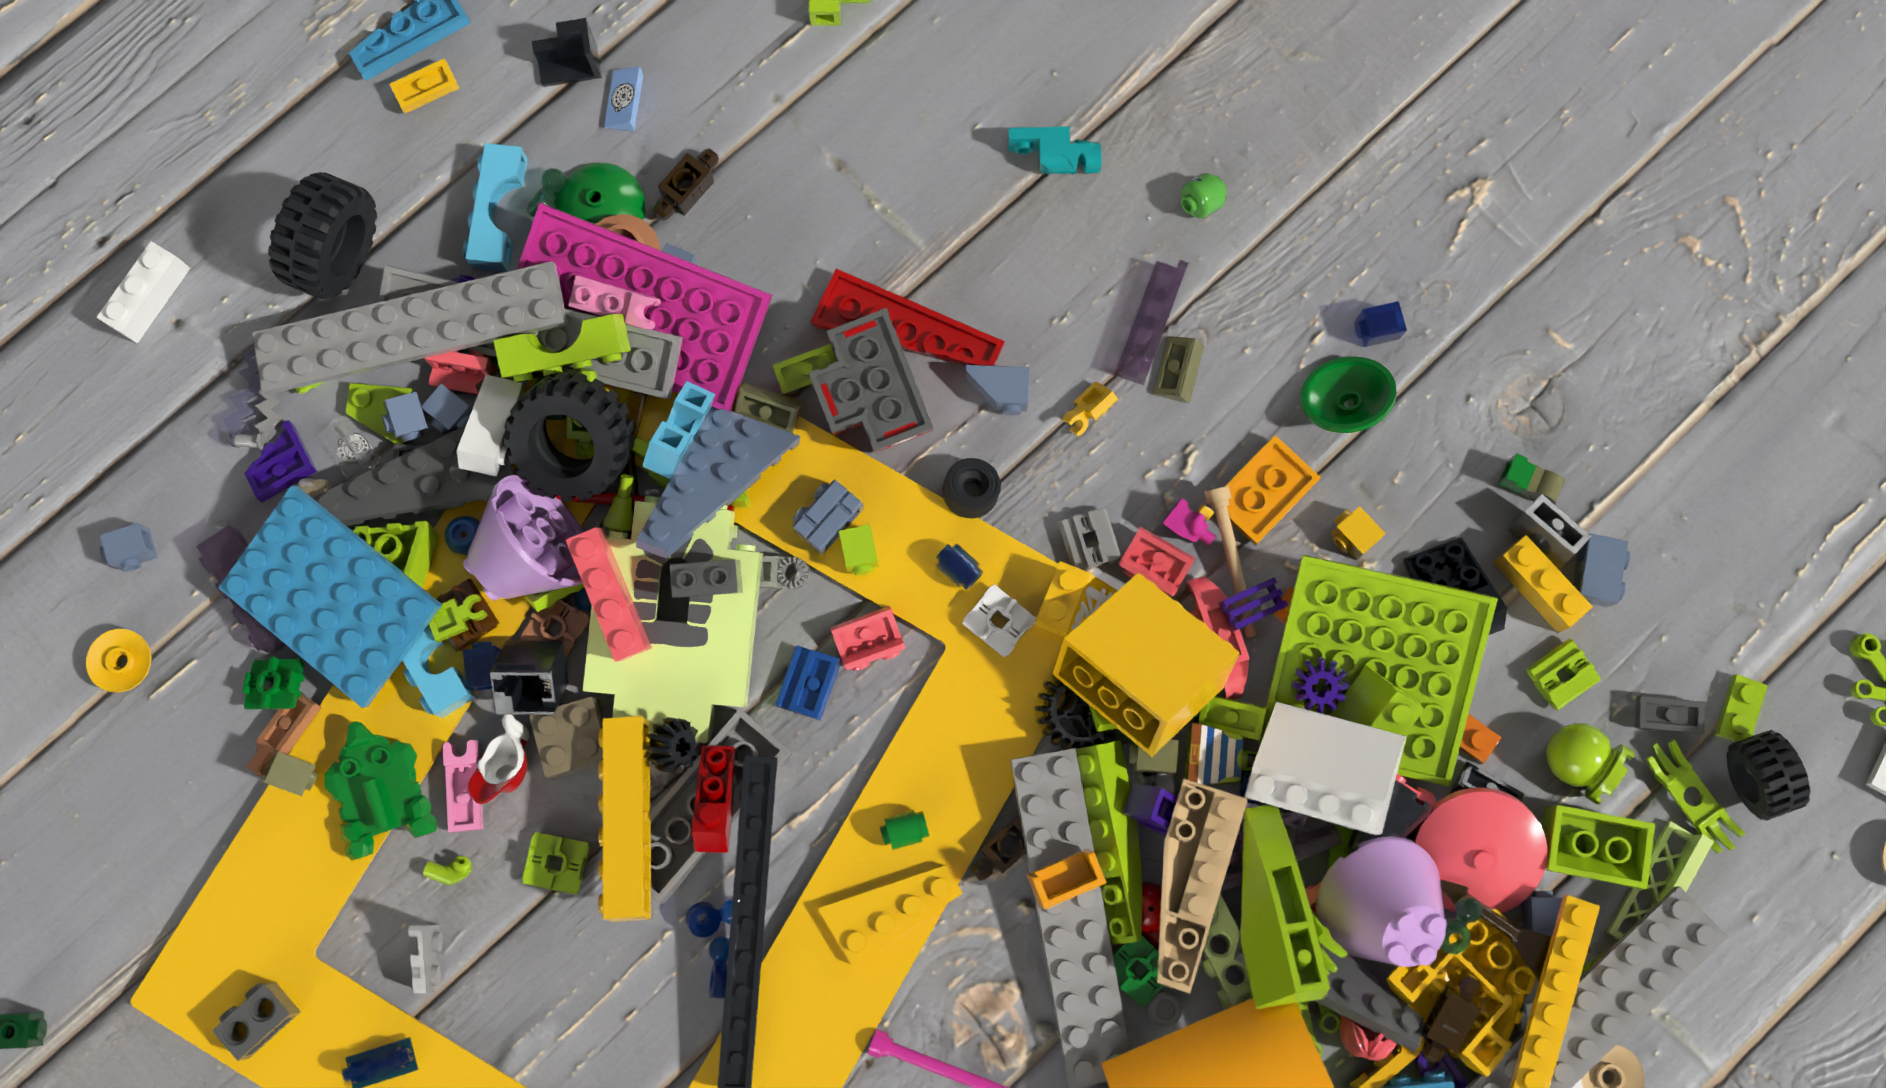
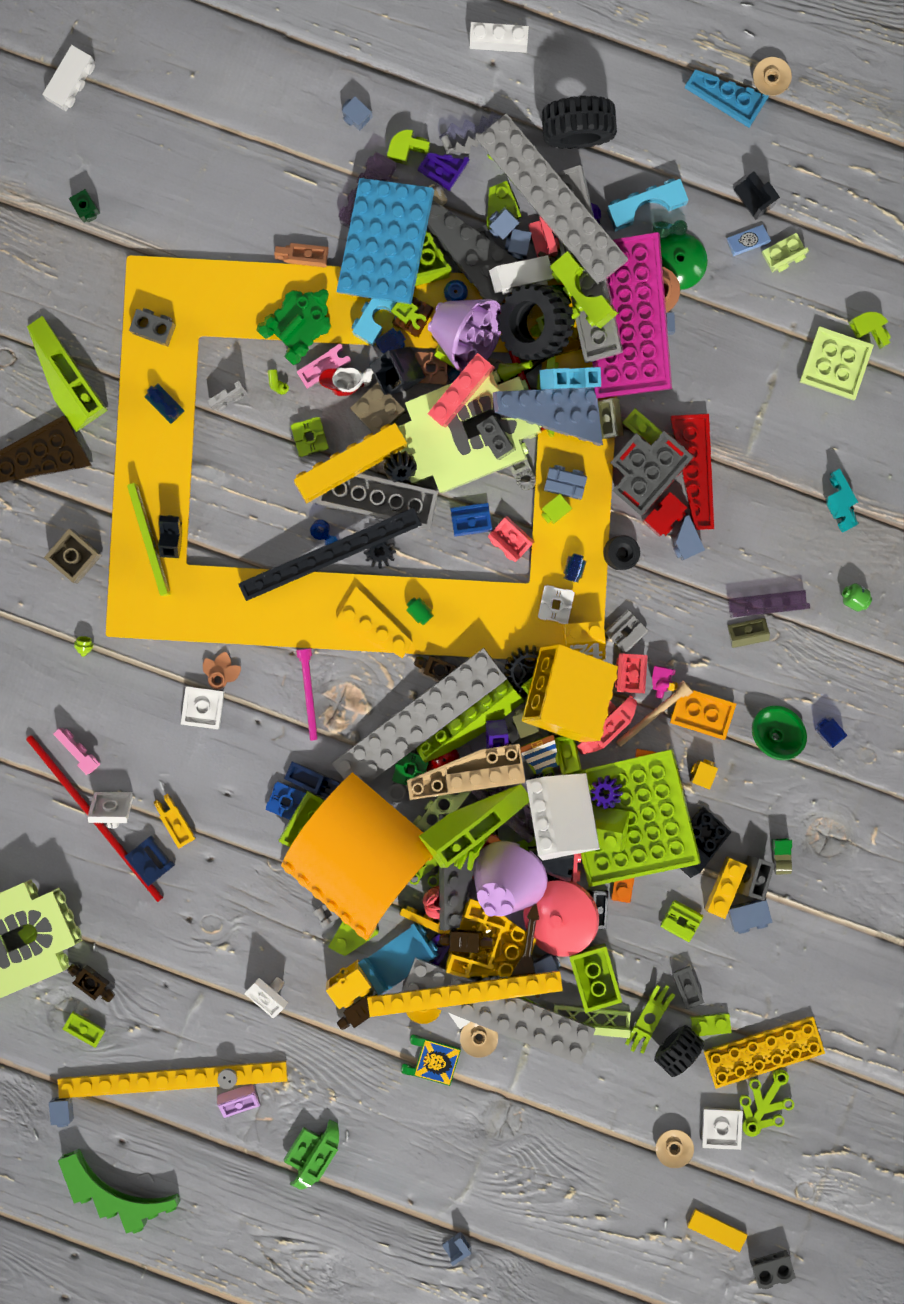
camera: 65 degrees right, 10 degrees up
(105, 657) = (291, 136): yellow dish -> none
(210, 500) = (403, 143): none -> lime brick
(286, 680) = (324, 244): green piece -> none
(289, 773) = (283, 271): olive brick -> none
(349, 447) = (471, 201): clear slope -> none
(424, 86) = (698, 123): yellow plate -> none
(609, 299) = (623, 303): bright pink plate -> none
(669, 59) = (785, 252): none -> yellowish green bracket
(685, 198) = (734, 308): dark brown piece -> none
(714, 800) = (383, 503): red slope -> none
(719, 954) = (308, 546): clear blue plate -> none
(796, 846) = (380, 559): none -> black gear
(859, 65) = (836, 363): none -> yellowish green plate
(952, 408) = (670, 510): none -> red brick
(1066, 878) = (436, 707): light orange panel -> none
(1090, 403) = (703, 594): yellow plate -> none
(1274, 595) = (645, 746): dark purple tile -> none
(1467, 910) = (526, 923): clear green plate -> none
(1584, 757) = (640, 951): lime tile -> none
(1817, 652) = (764, 1052): none -> yellow plate

